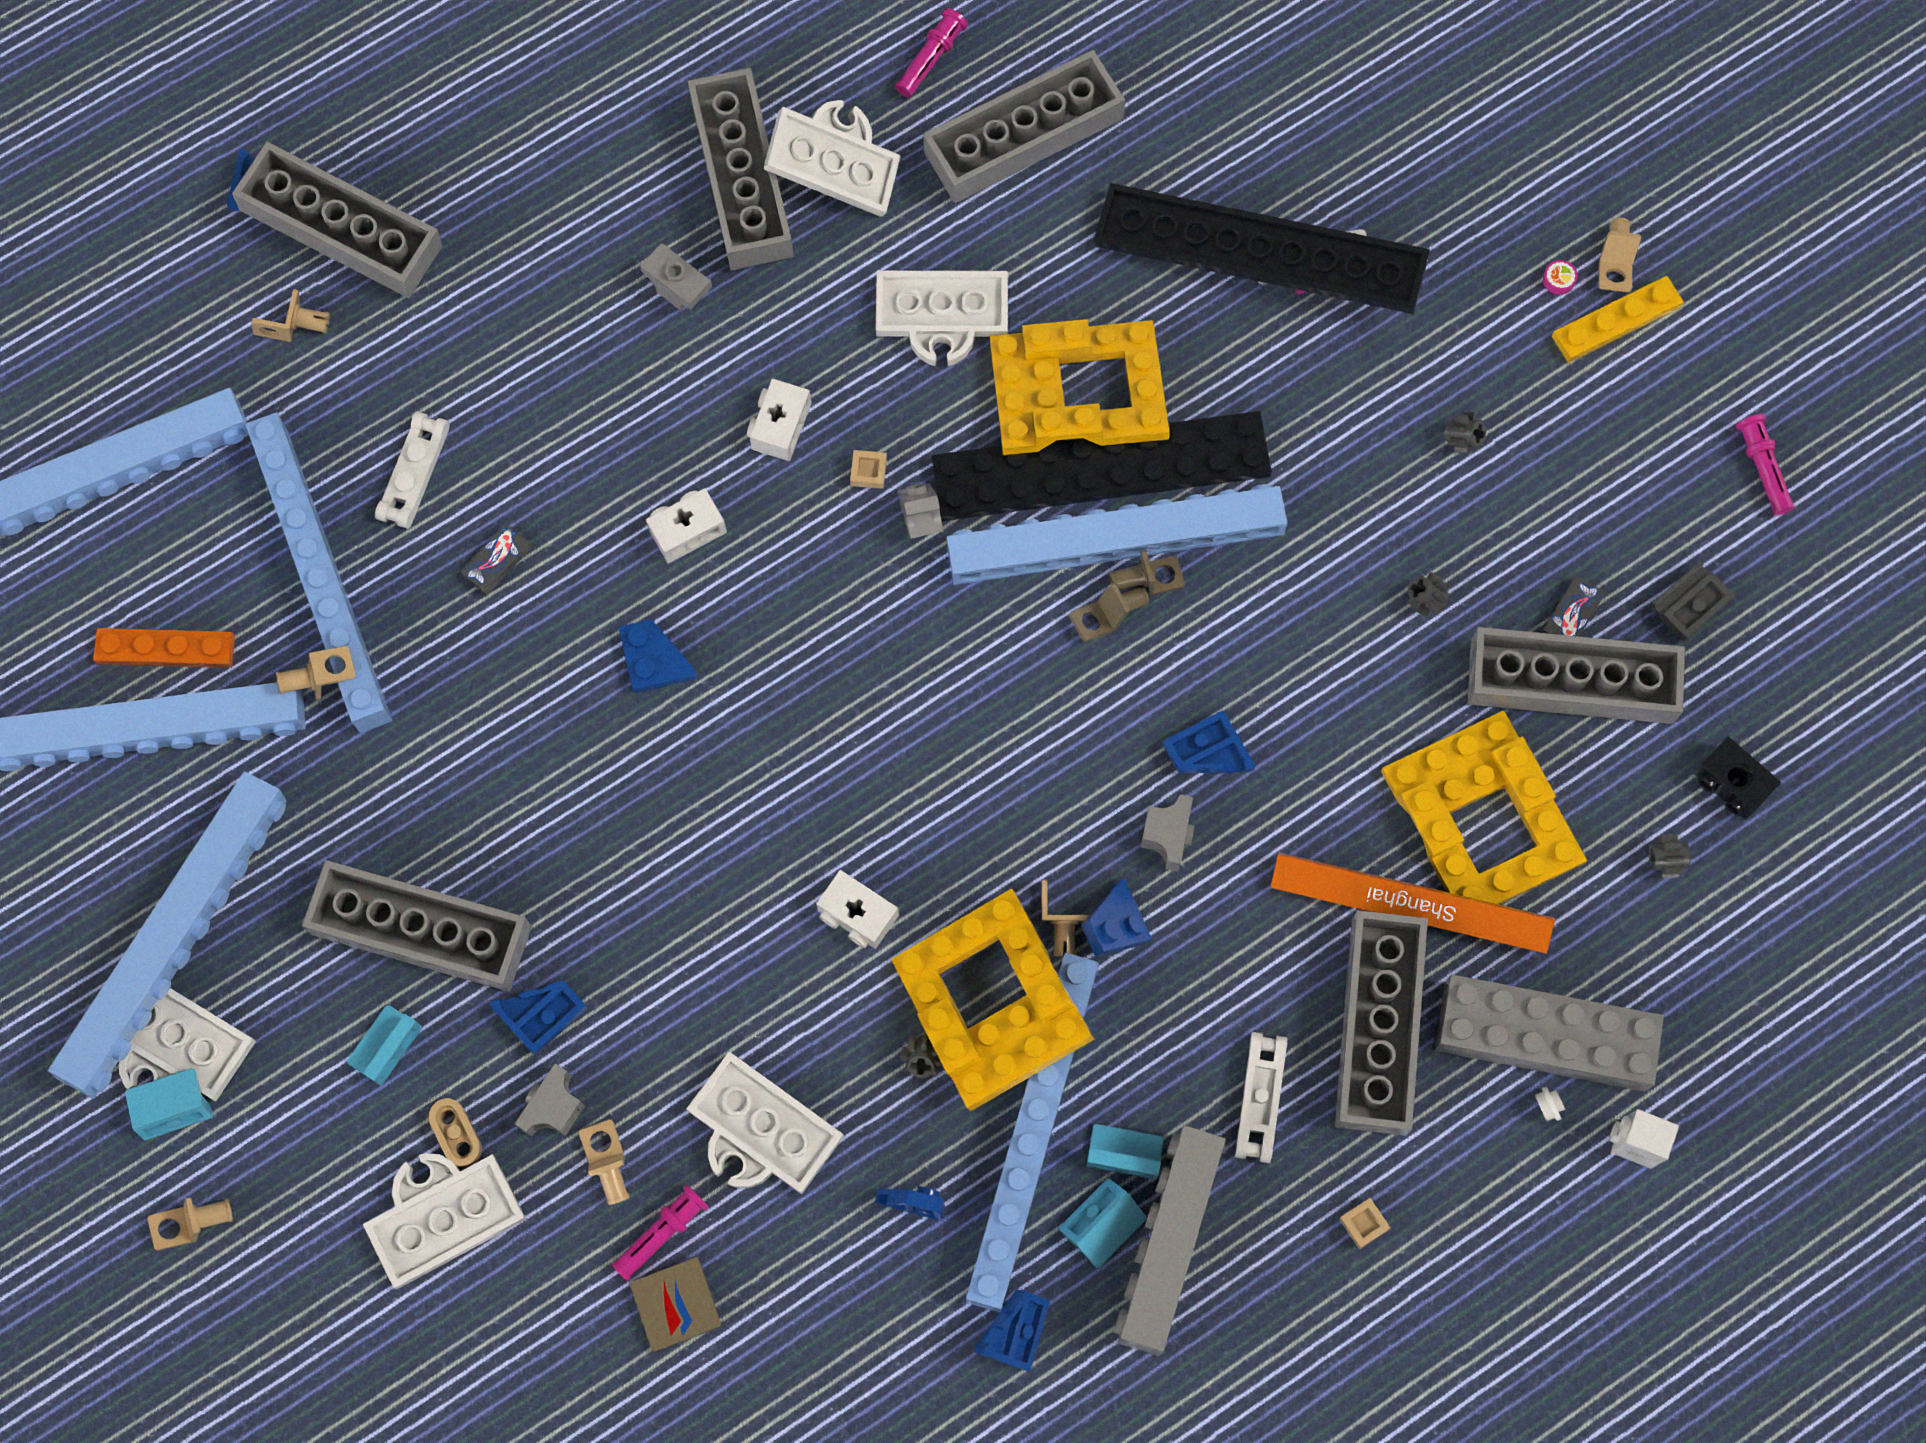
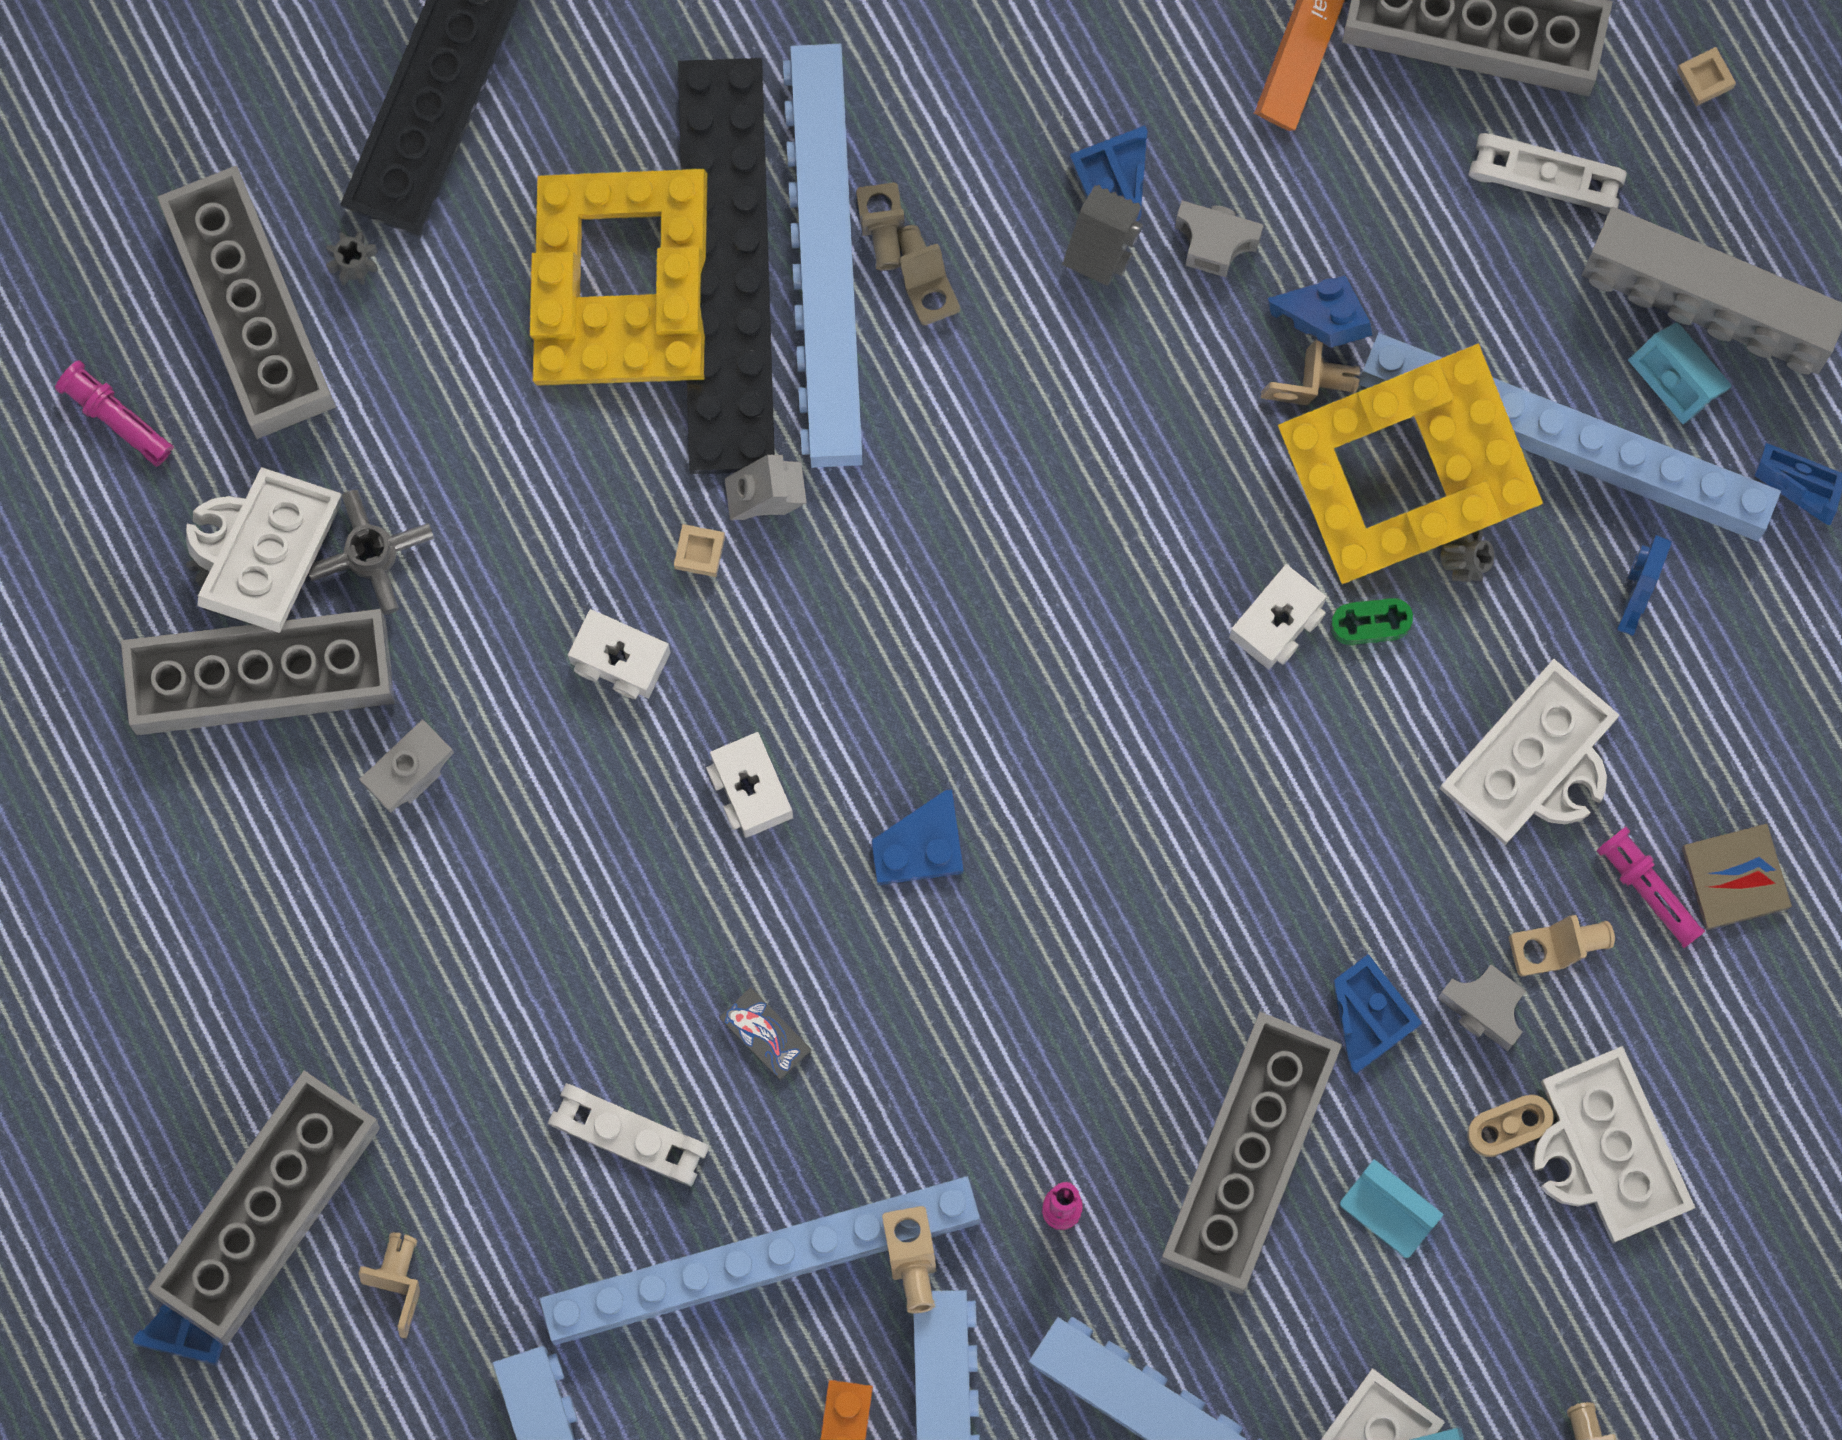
camera: 85 degrees left, 5 degrees up
(362, 782) = (1070, 1213): none -> dark pink pin
(852, 237) = (375, 567): none -> flat silver bar
(871, 985) = (1373, 631): none -> green beam
(942, 309) = (488, 437): white plate -> none
(1071, 206) = (357, 268): none -> dark grey gear
(1125, 1151) = (1598, 337): medium azure panel -> none
(1153, 736) = (1102, 235): none -> dark grey brick

